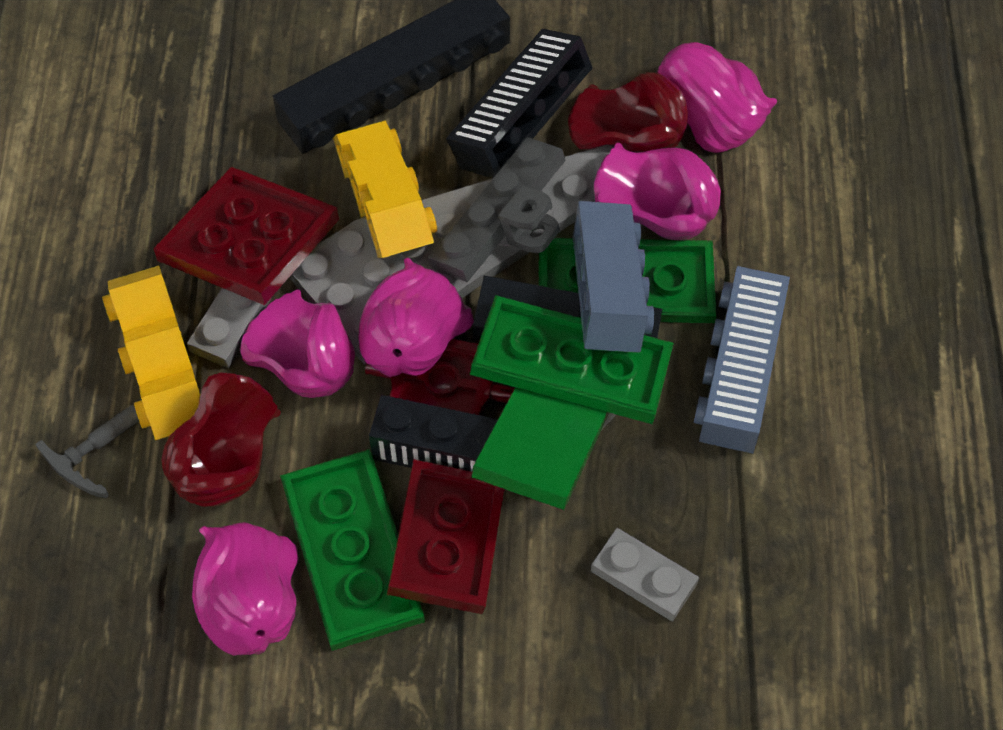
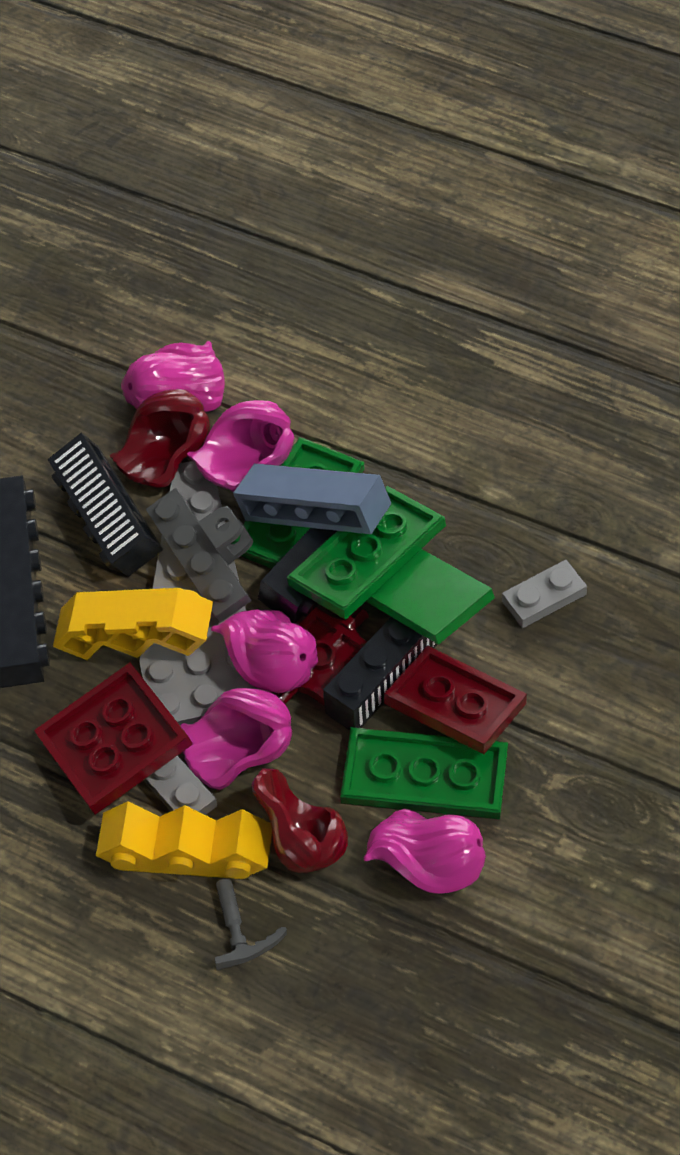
camera: 60 degrees left, 5 degrees down
(744, 359) = (412, 458): sand blue brick -> none

